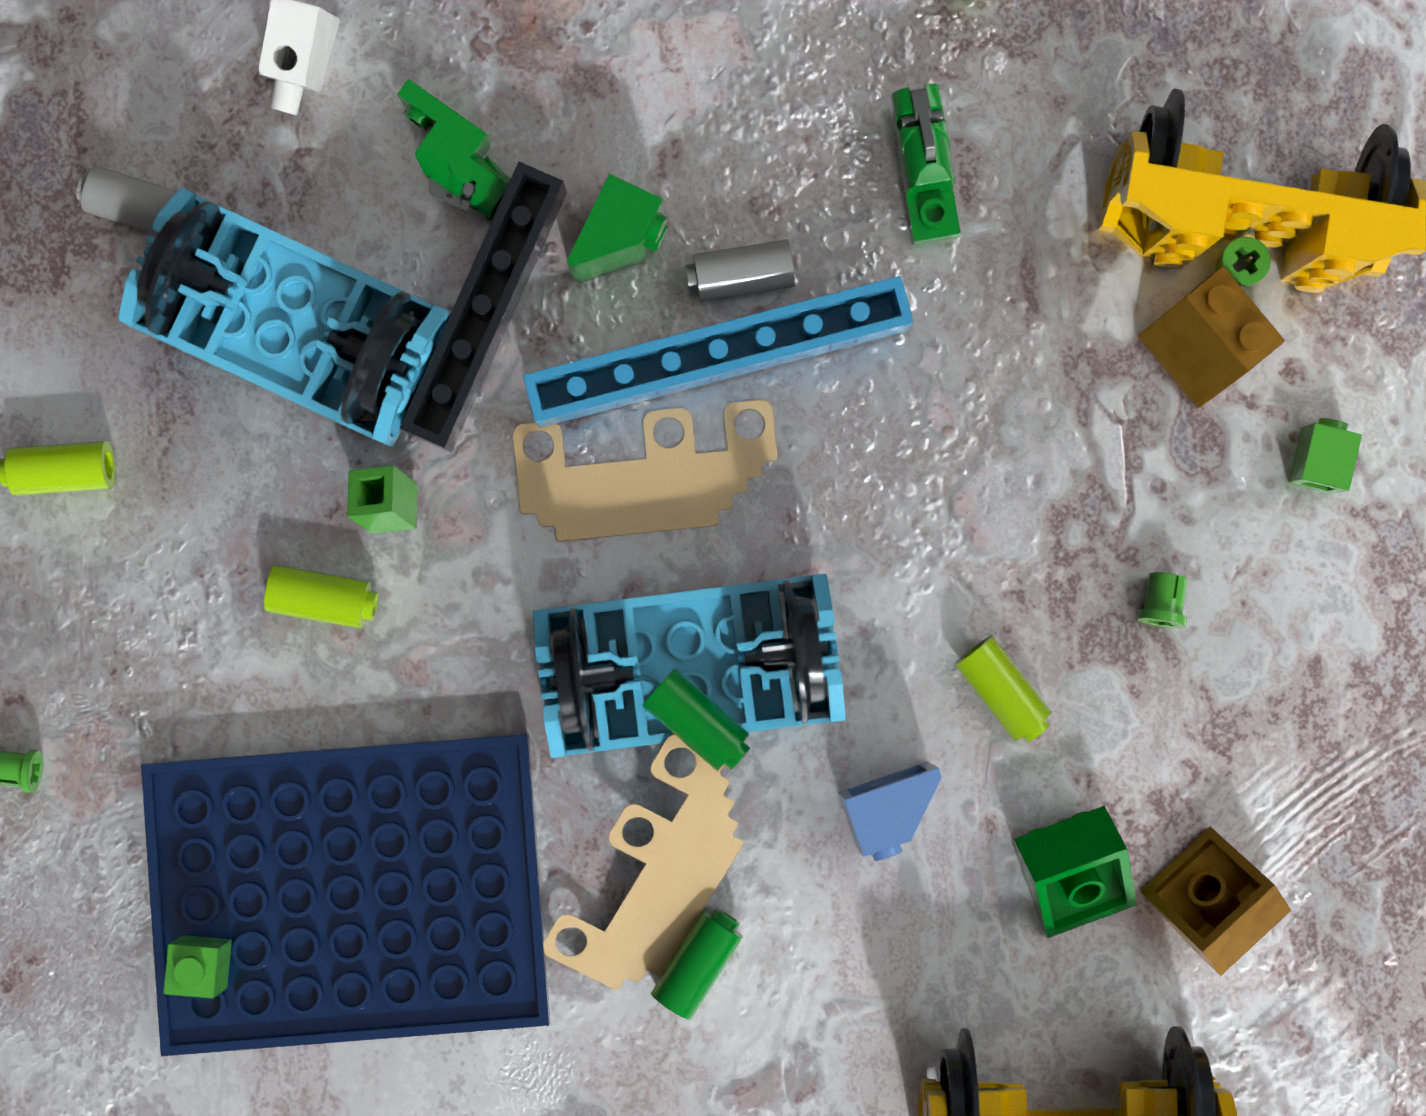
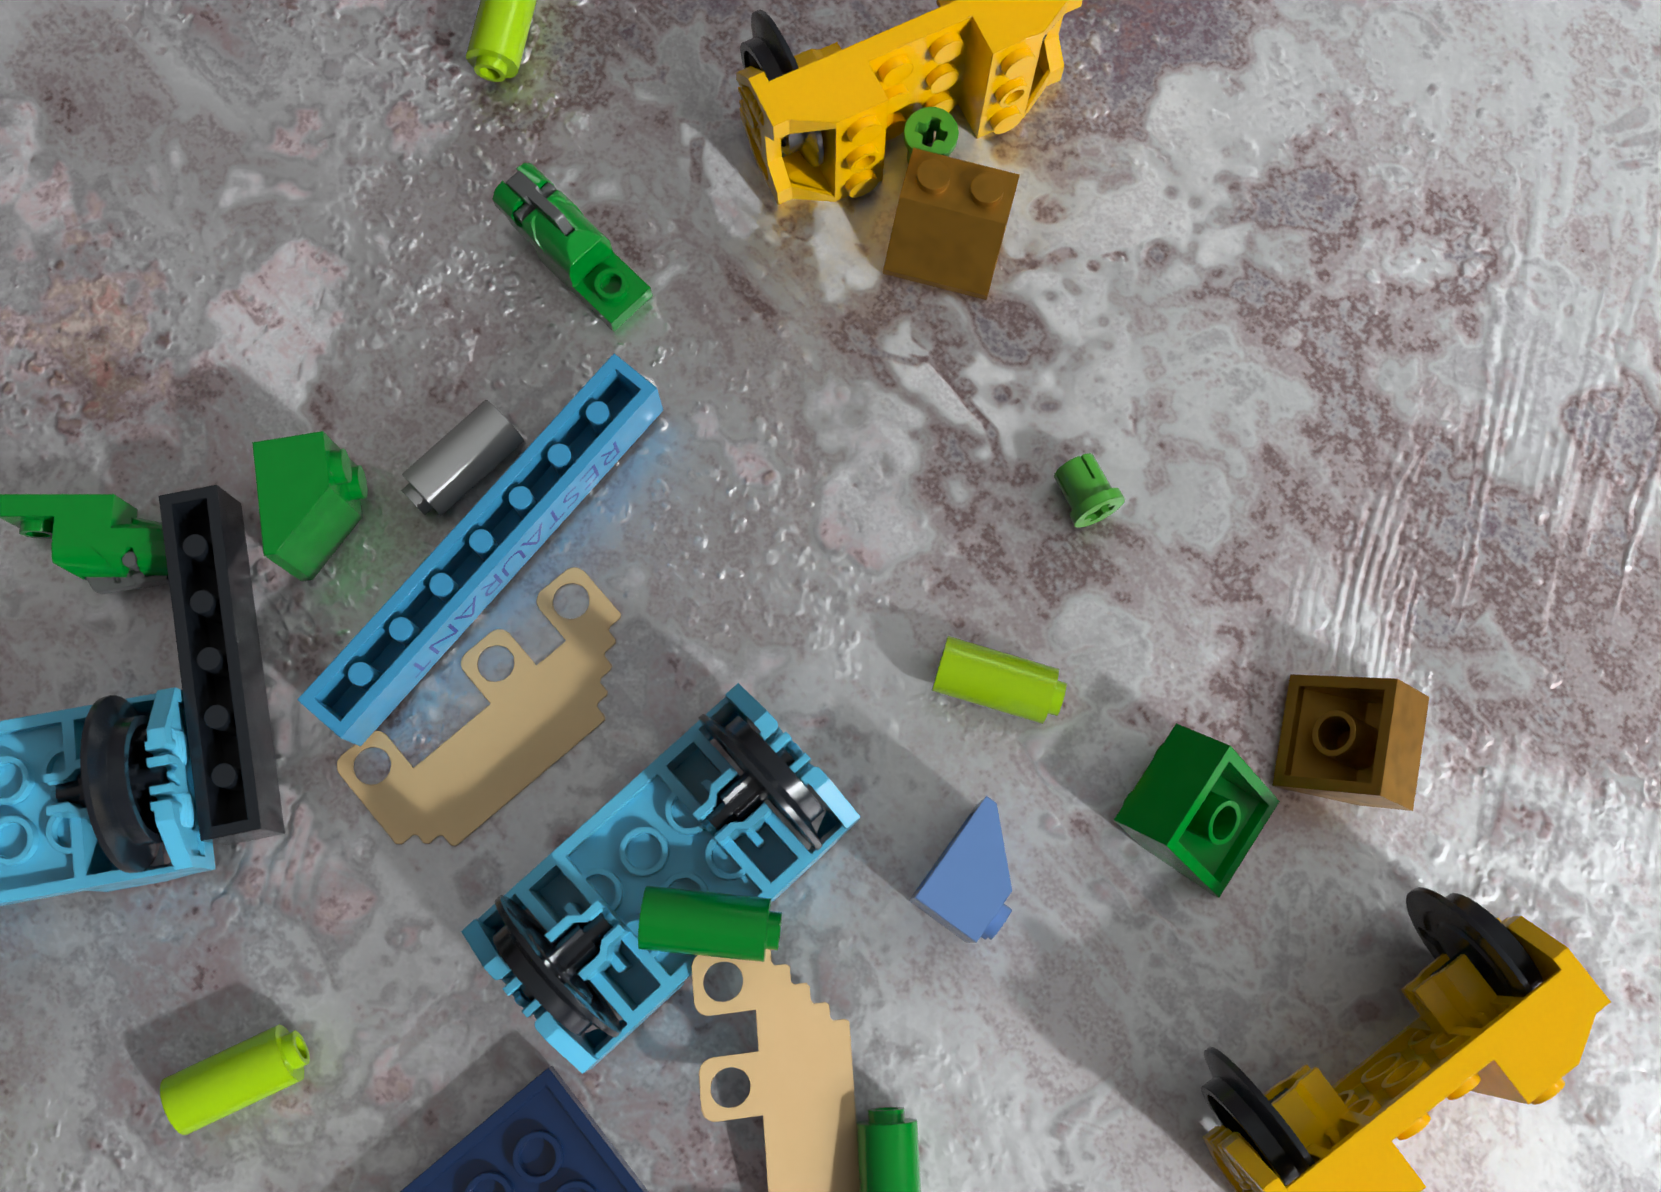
camera: 30 degrees left, 10 degrees down
(382, 499) = (234, 929): bright green brick -> none
(1325, 456) = (1135, 259): bright green brick -> none

